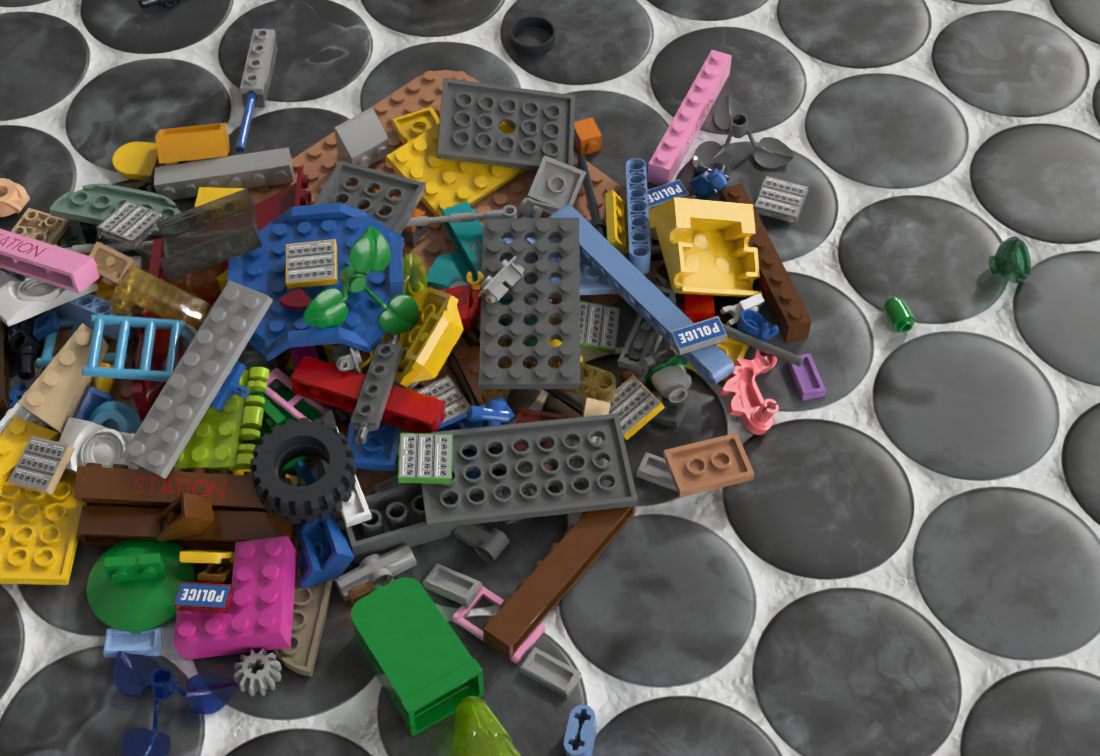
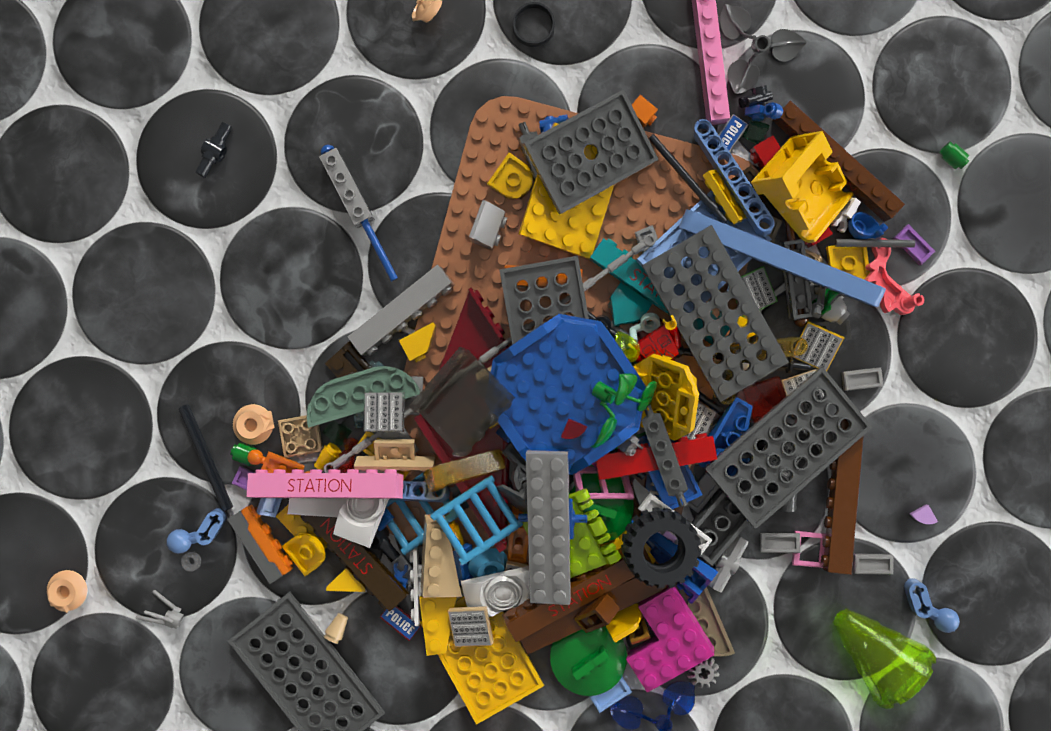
camera: 30 degrees left, 35 degrees up
(136, 160) = (320, 329): yellow tile -> none
(192, 143) = (359, 298): light orange piece -> none
(204, 597) = (650, 658): tile -> none
(311, 264) = (564, 395): tile -> none
(359, 592) = (731, 585): clear orange tile -> none
(414, 653) = (794, 610): green piece -> none
(425, 458) = (729, 487): tile -> none
(493, 413) = (743, 421): blue plate -> none
(507, 273) = (690, 326): light grey hinge -> none
(533, 209) = (649, 211): light grey plant -> none
(556, 183) = (655, 181): light grey plate -> none
(595, 407) = (799, 368): tan slope -> none
(649, 651) = (924, 515): none -> lavender tile
(699, 335) = (854, 282): tile -> none
(708, 465) = (898, 367): nougat plate -> none
(781, 199) = (817, 90): tile -> none
(1011, 260) = (1013, 60): clear green piece -> none

